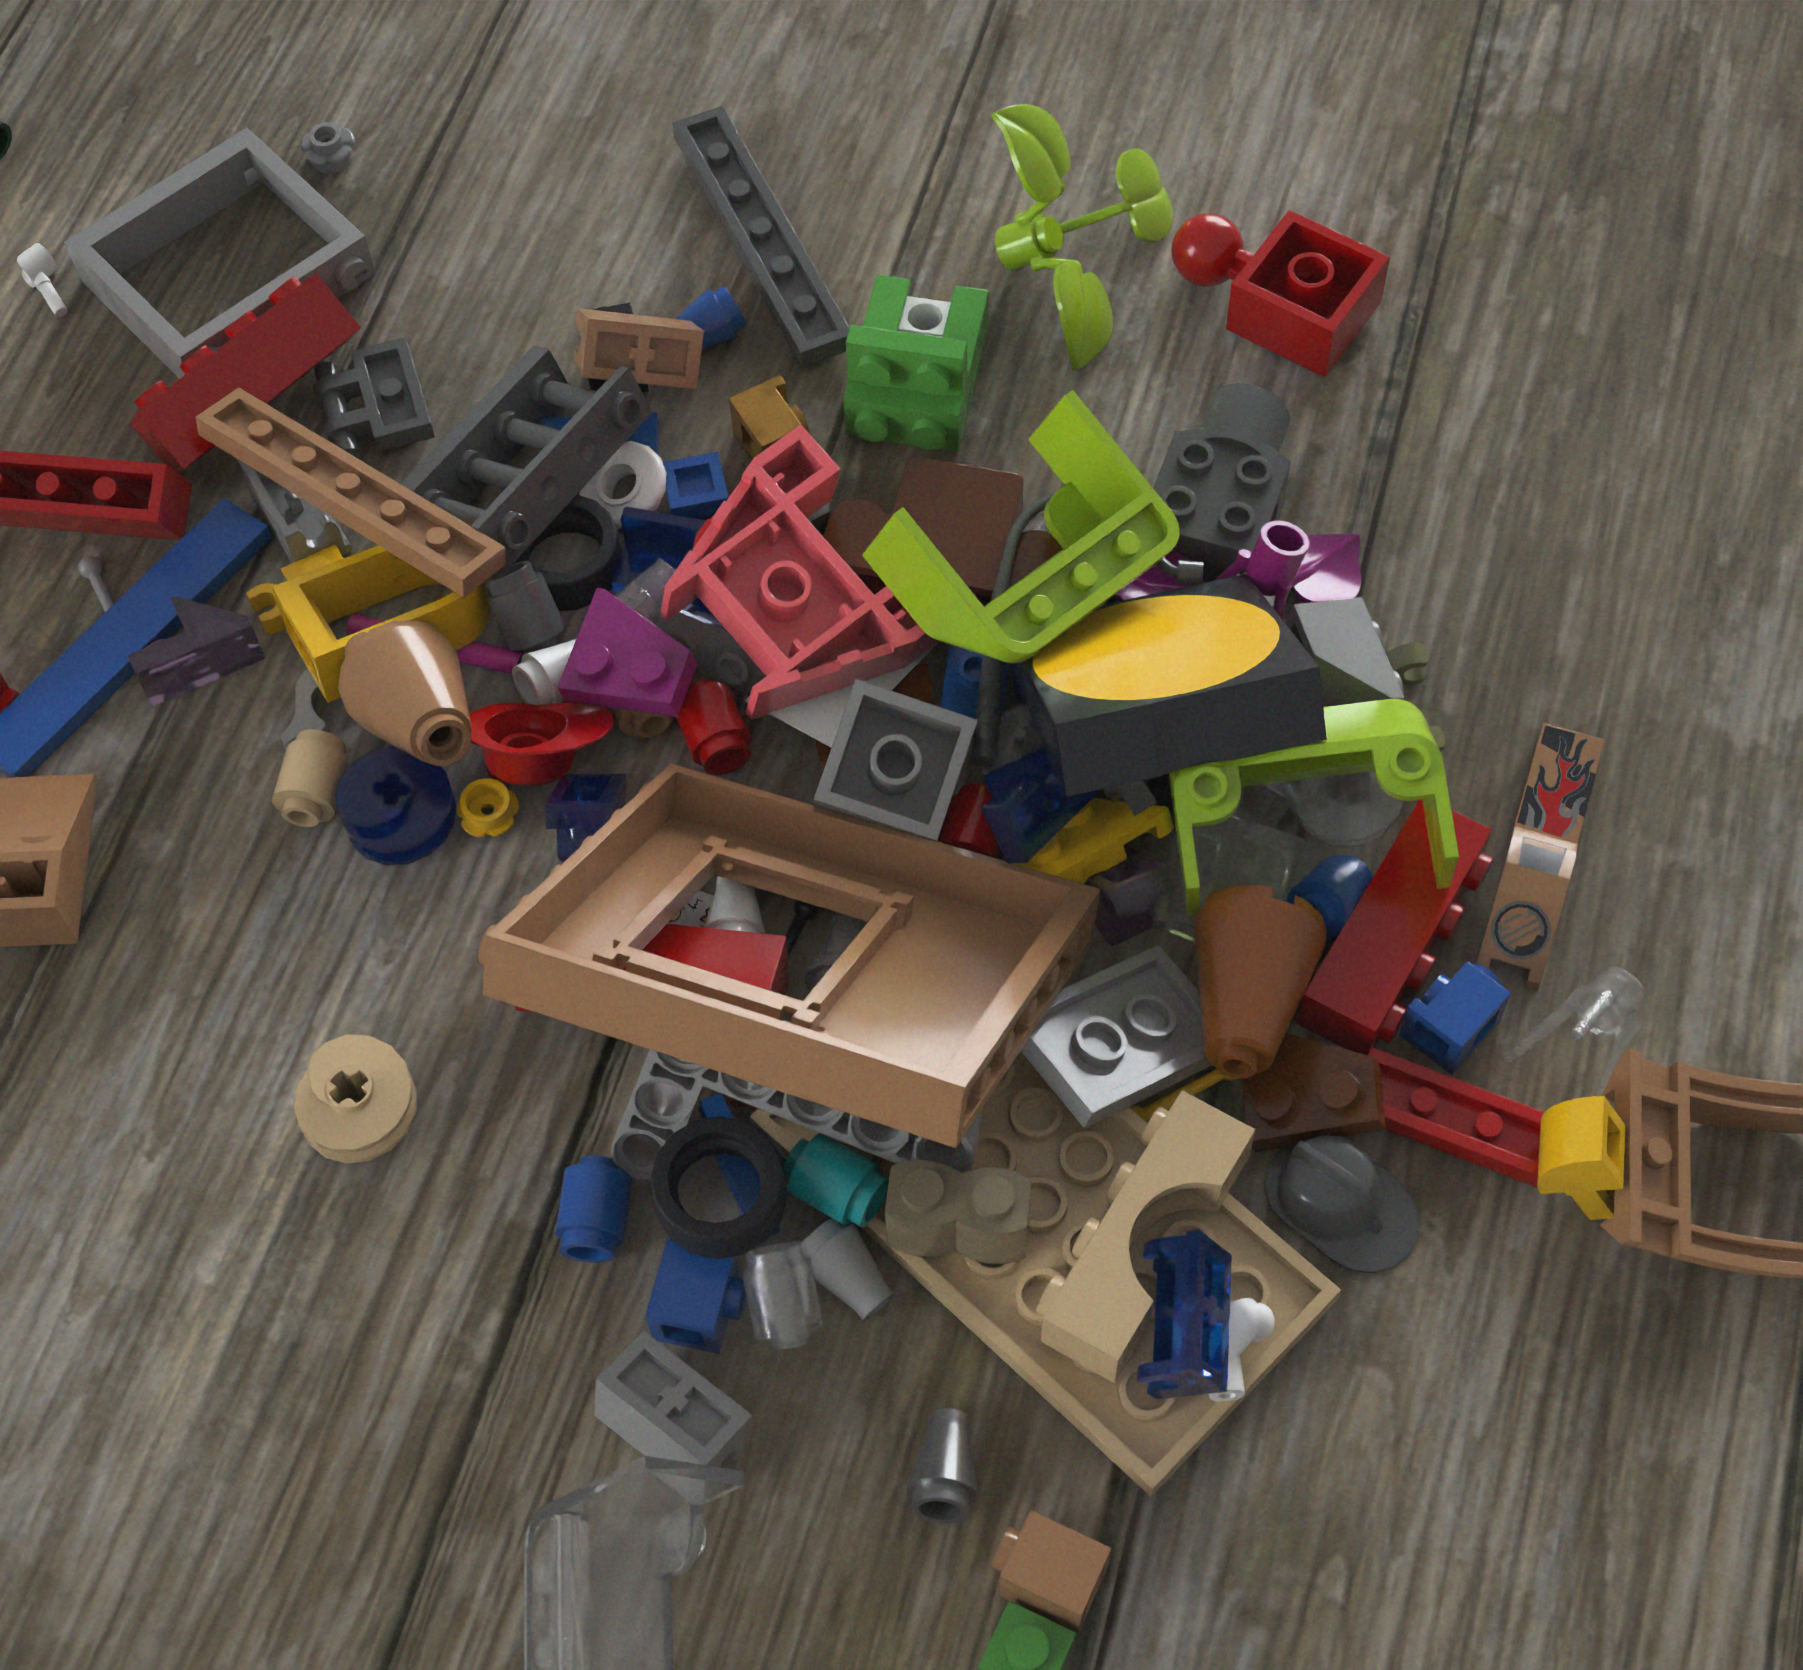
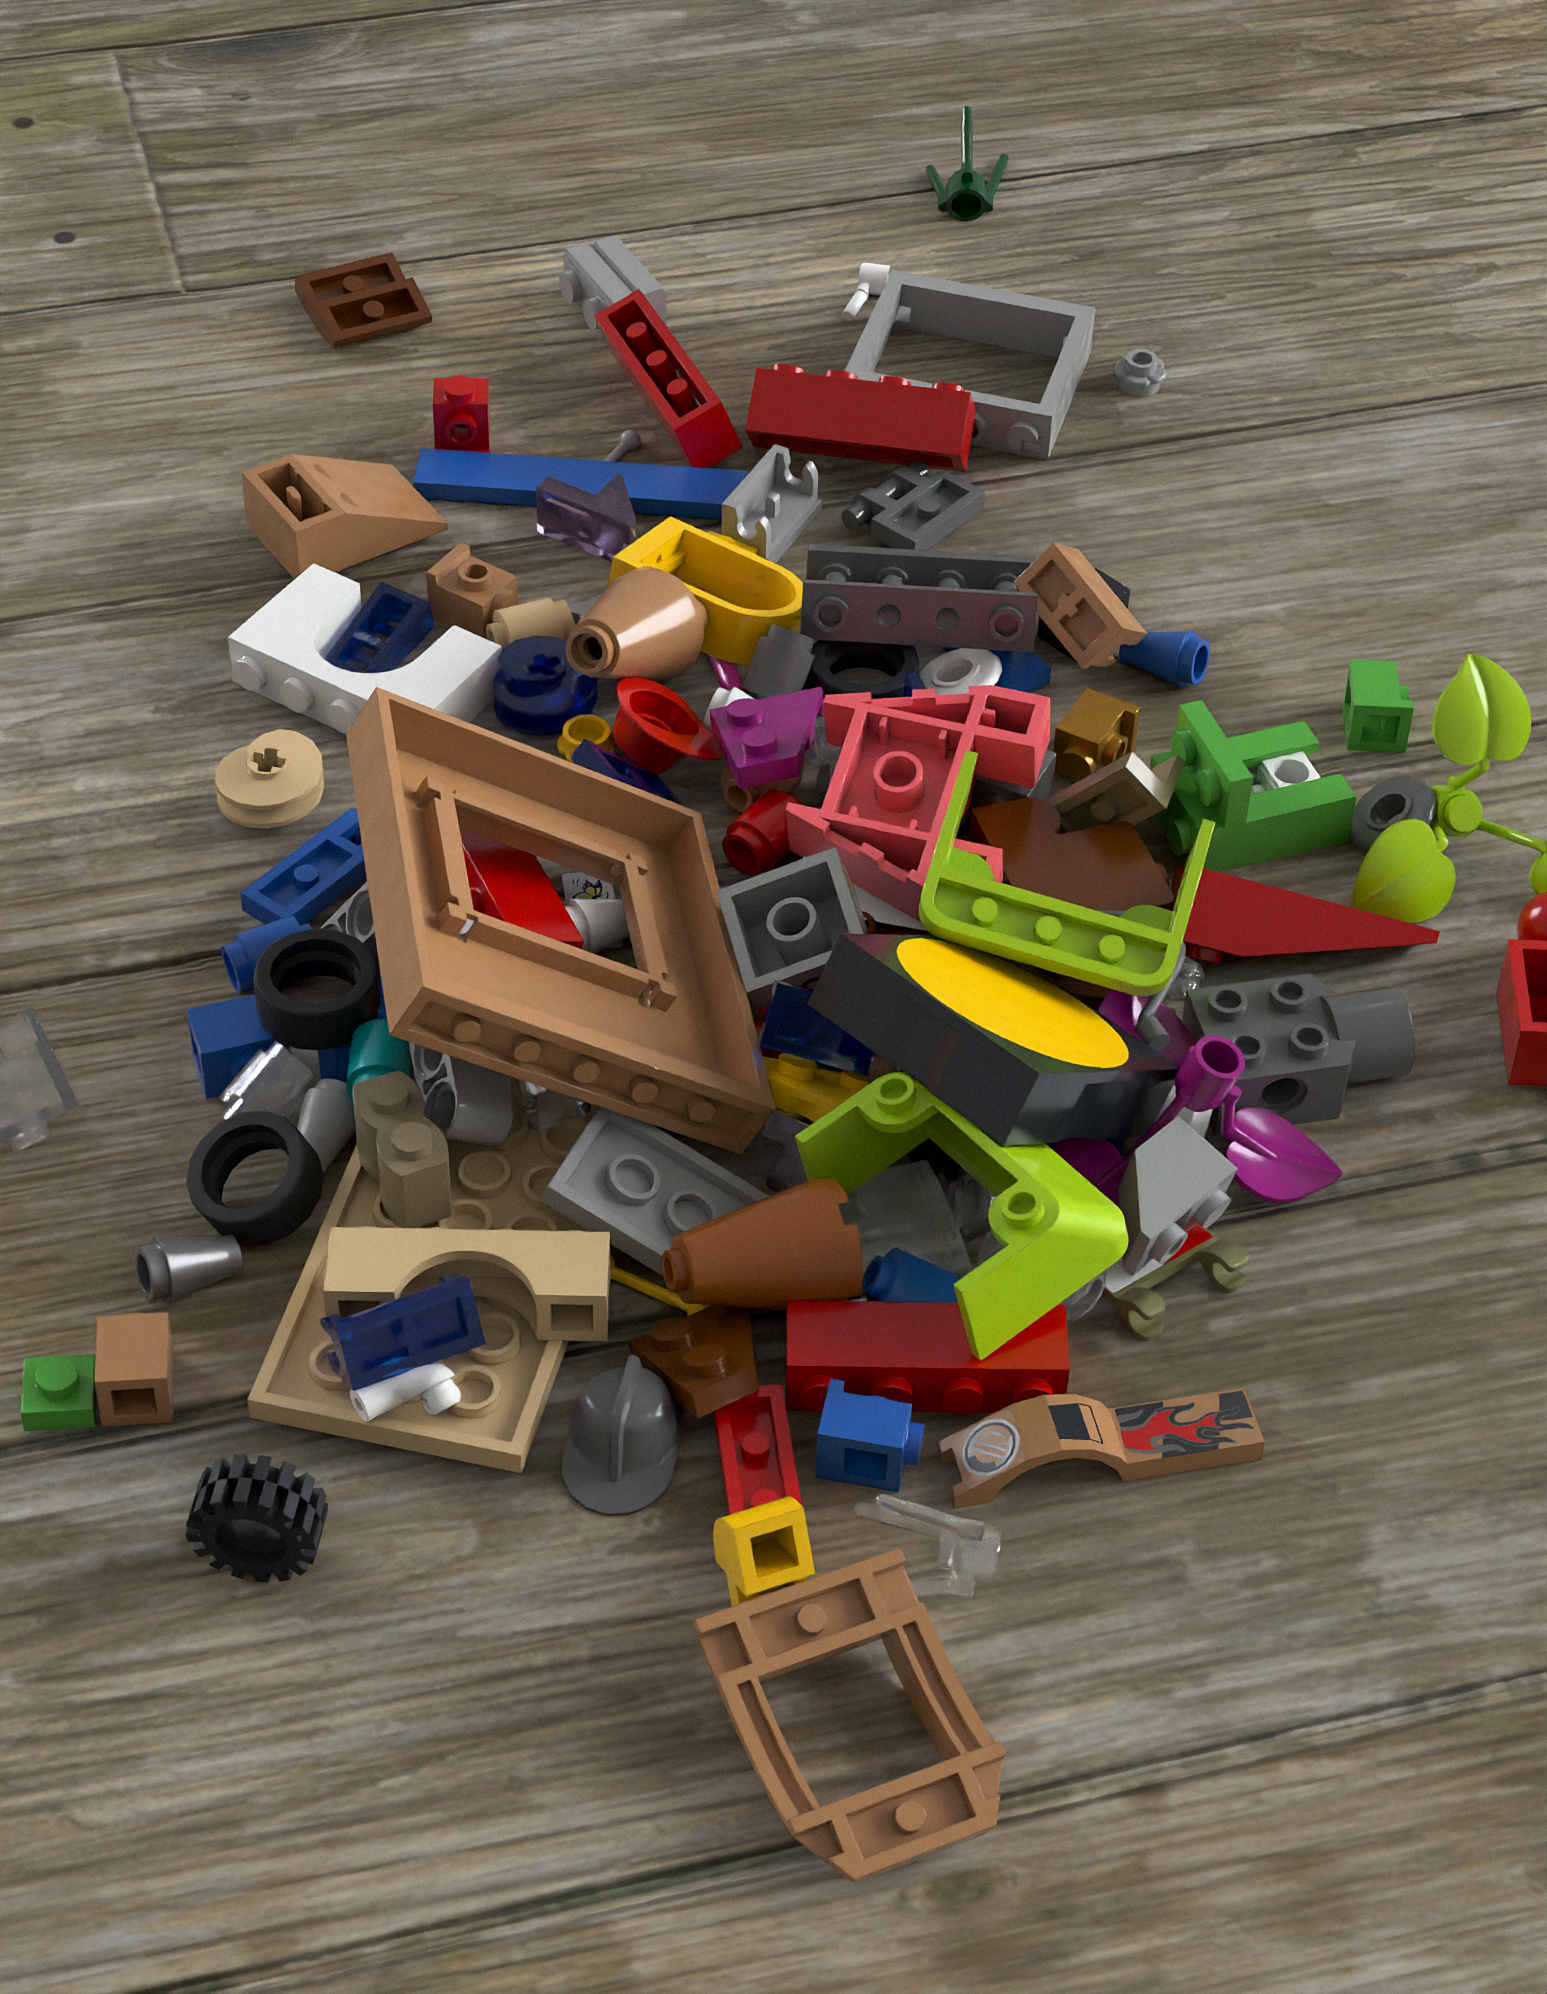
camera: 55 degrees right, 15 degrees down
(191, 871) = (384, 604): none -> clear blue slope
(193, 1007) = (286, 643): none -> white arch
(221, 801) = (469, 590): none -> medium nougat brick
(352, 492) = (783, 509): medium nougat plate -> none
(505, 1115) = (310, 875): none -> blue plate
(668, 1407) = (122, 1072): light grey hinge -> none
(762, 236) = (1304, 640): dark grey plate -> none
(871, 221) = (1376, 707): none -> bright green brick
(881, 445) = (1117, 793): none -> dark tan panel
(941, 1371) = (227, 1147): none -> black tyre
(1032, 276) = (1396, 796): none -> dark grey piece
(1105, 385) = (1259, 919): none -> red wedge
(1315, 1544) = (257, 1518): none -> black tyre

